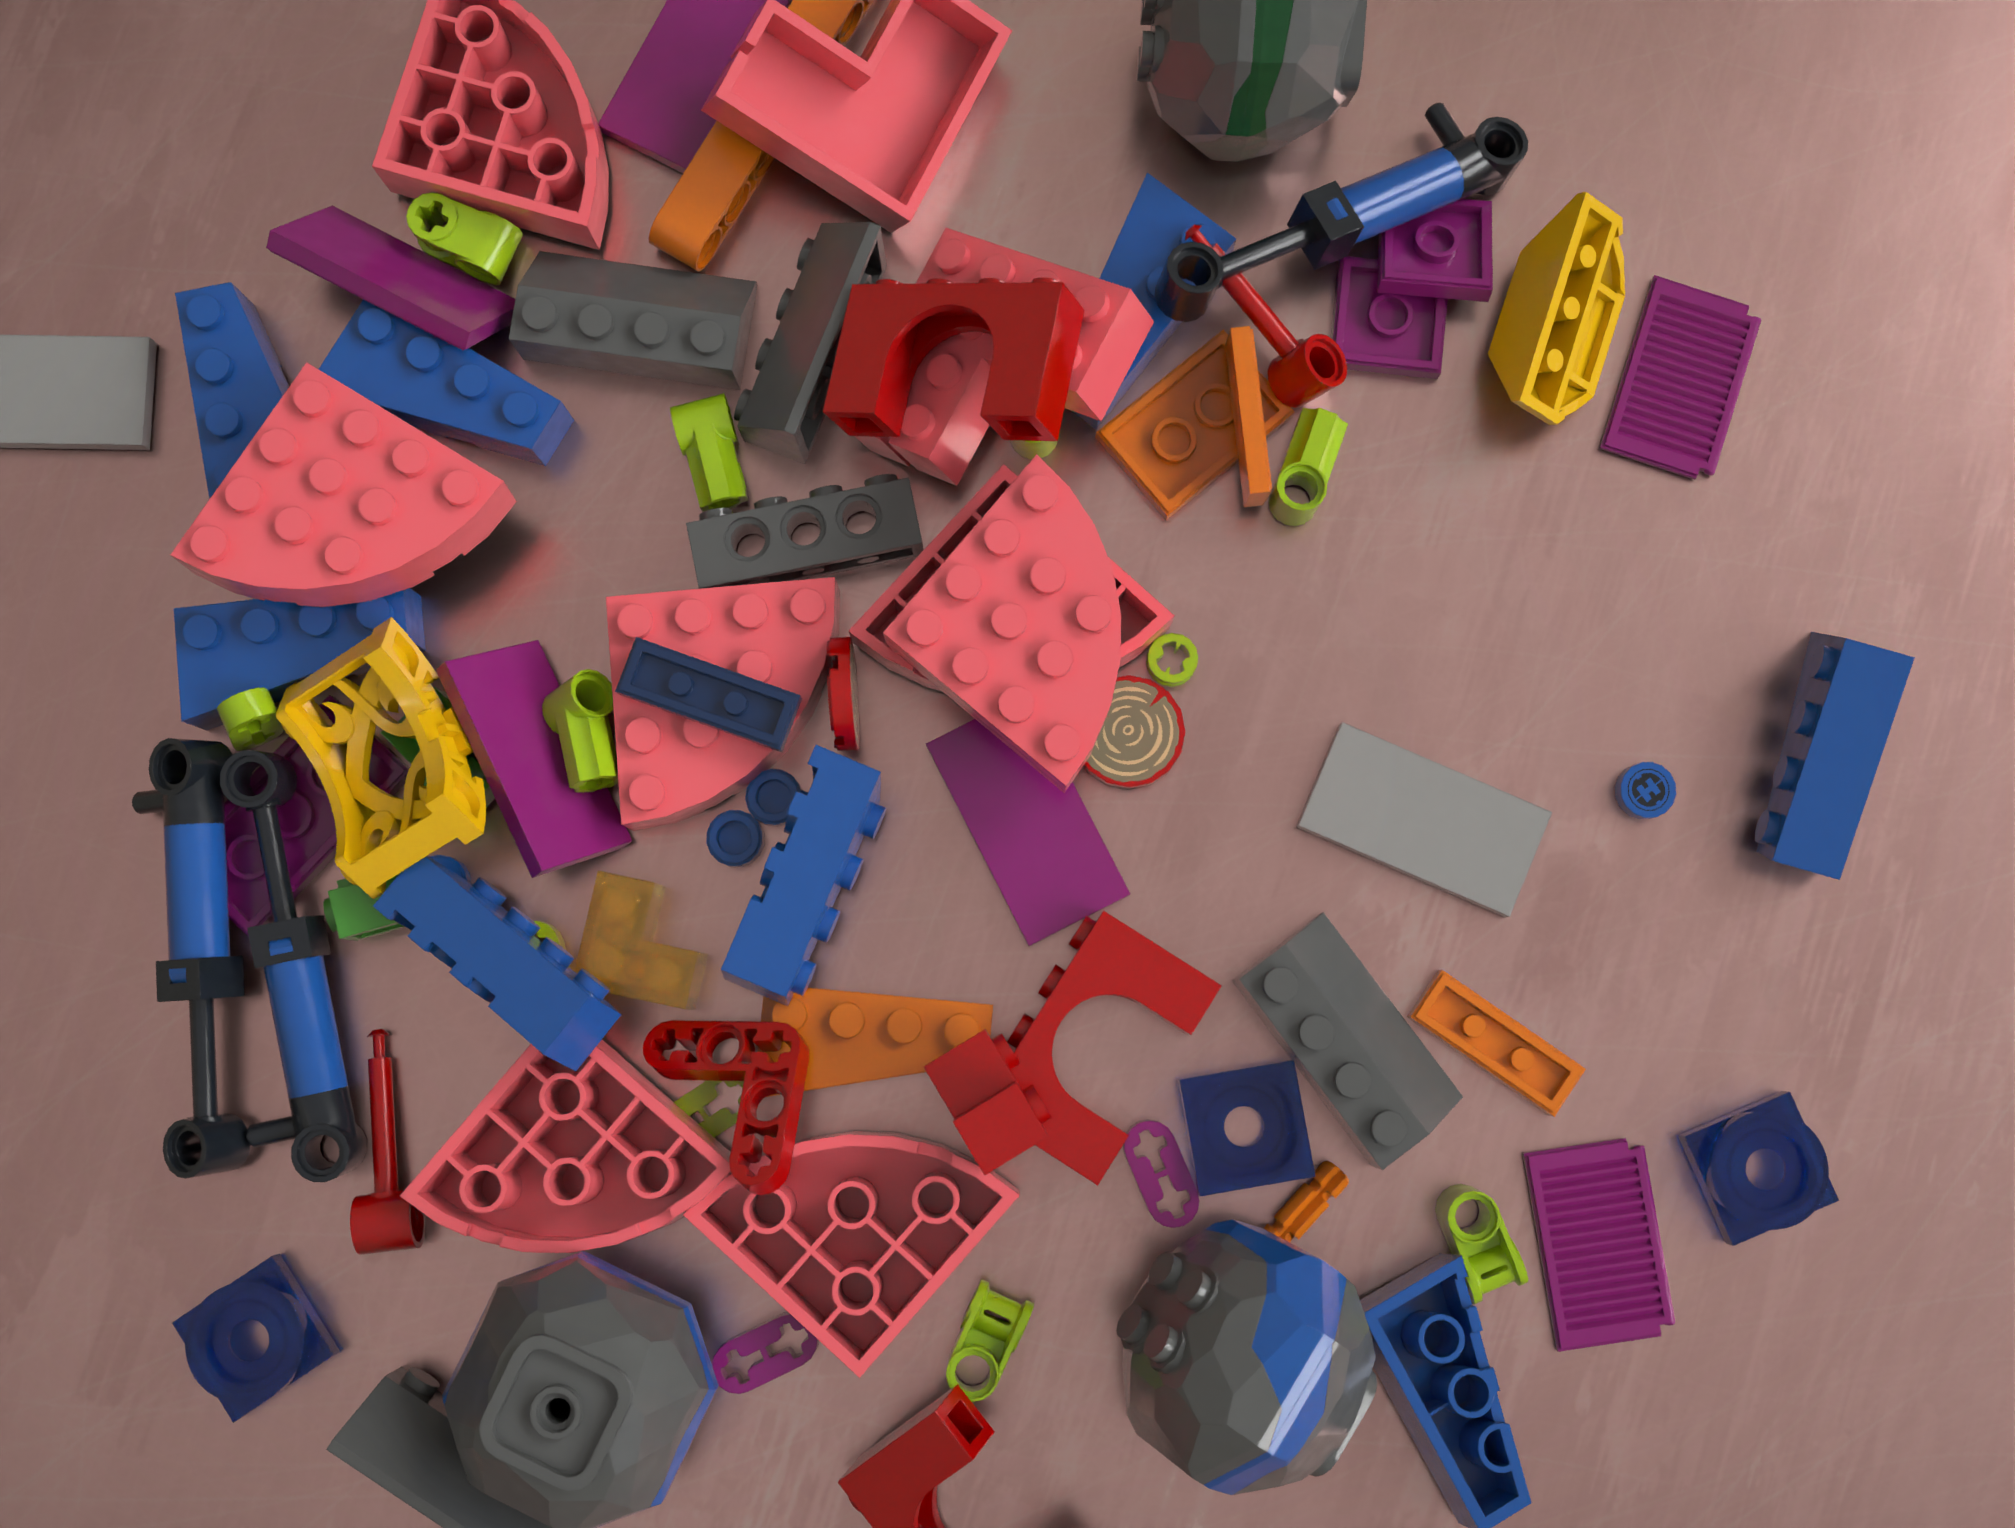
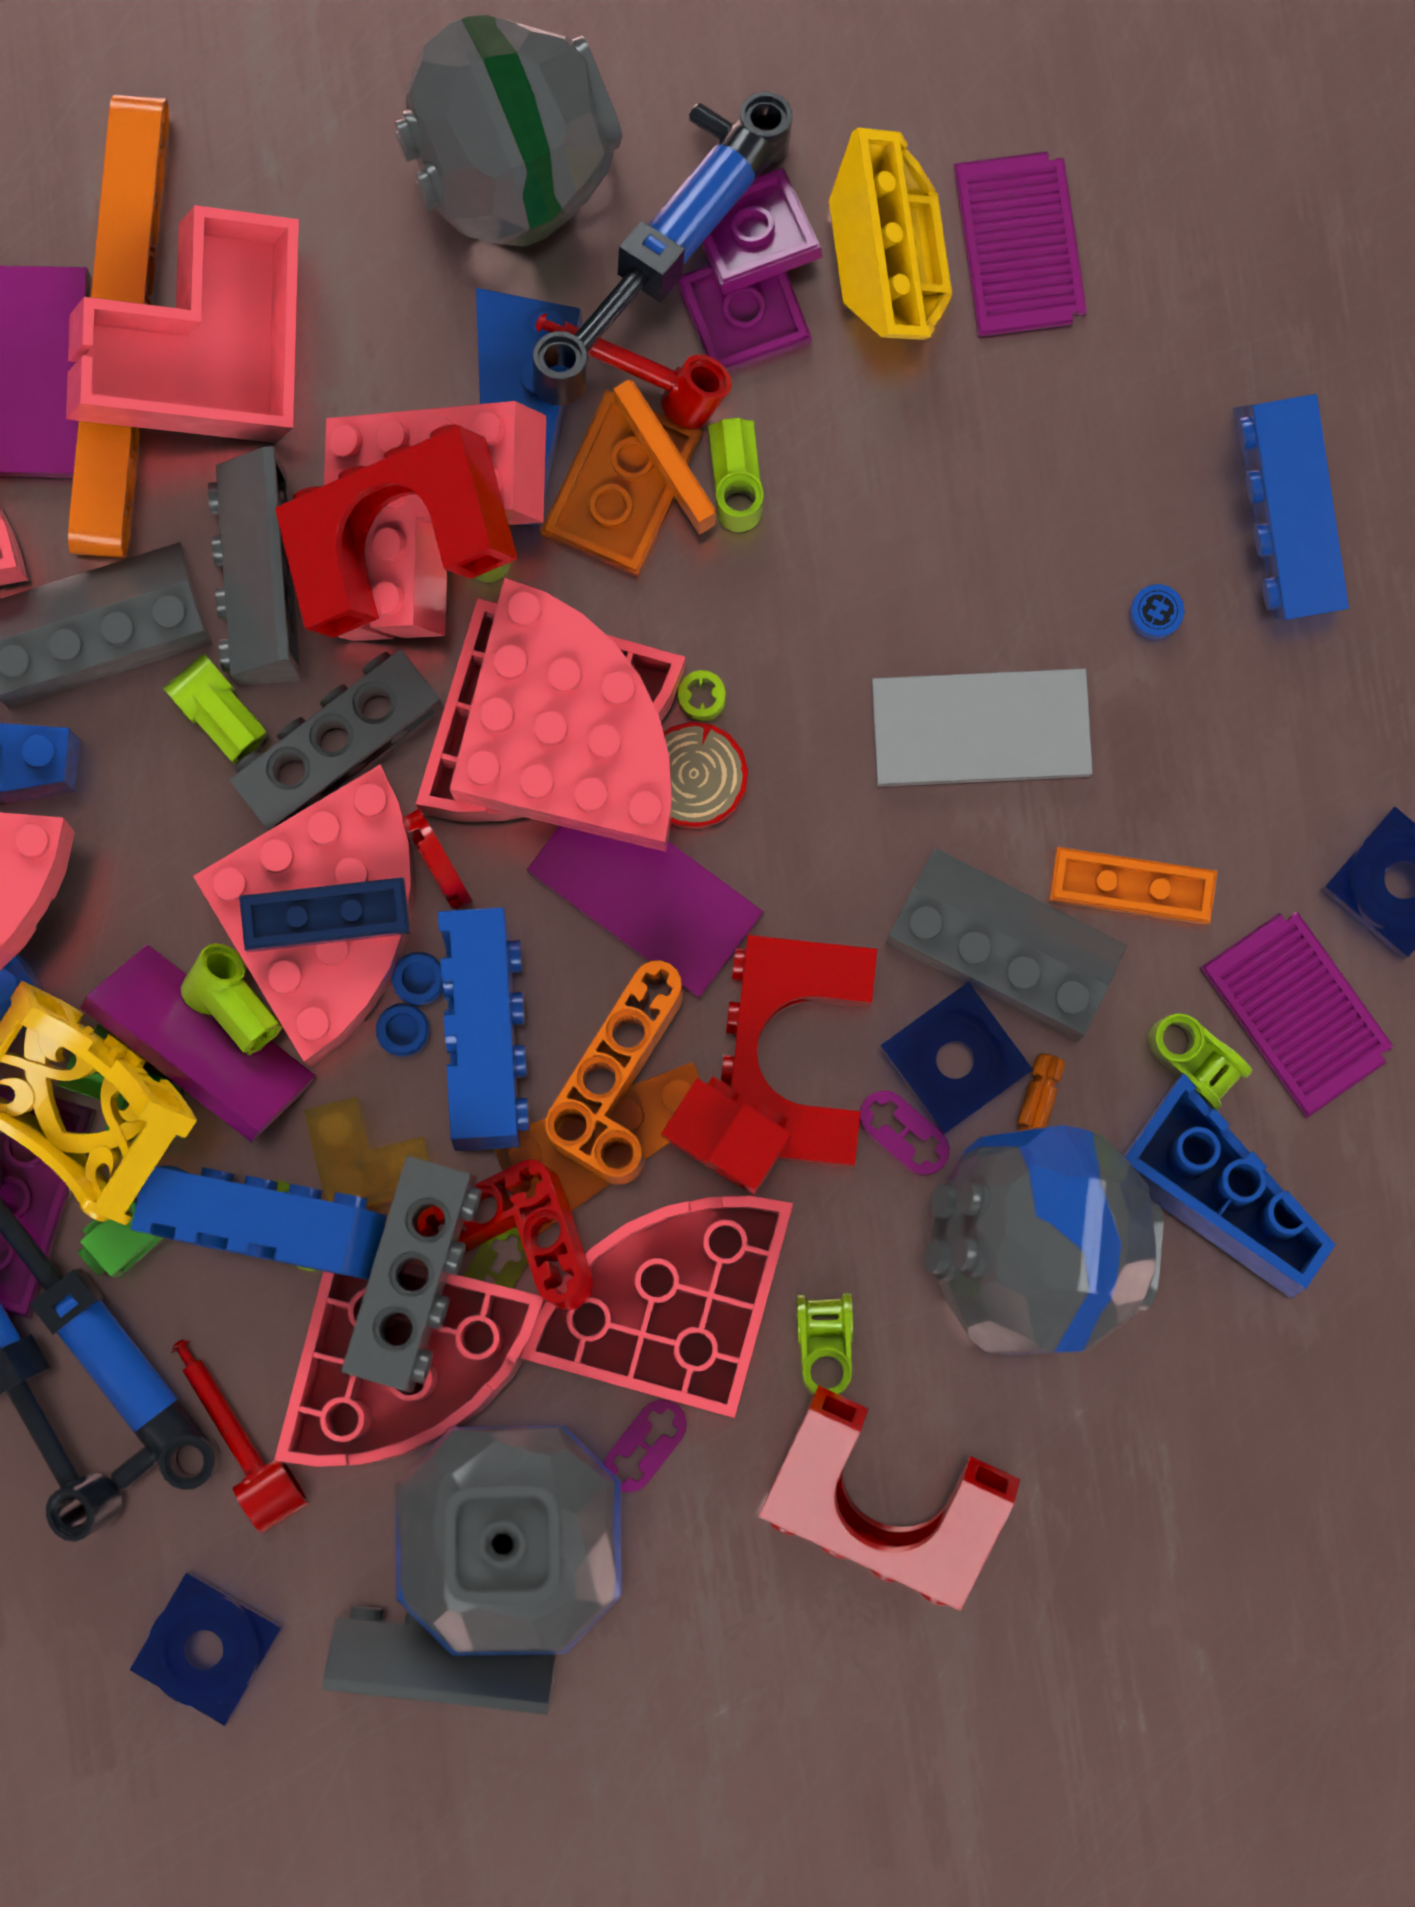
camera: 25 degrees left, 0 degrees up
(539, 1141) = (369, 1351): none -> dark grey brick
(924, 980) = (625, 1065): none -> orange beam

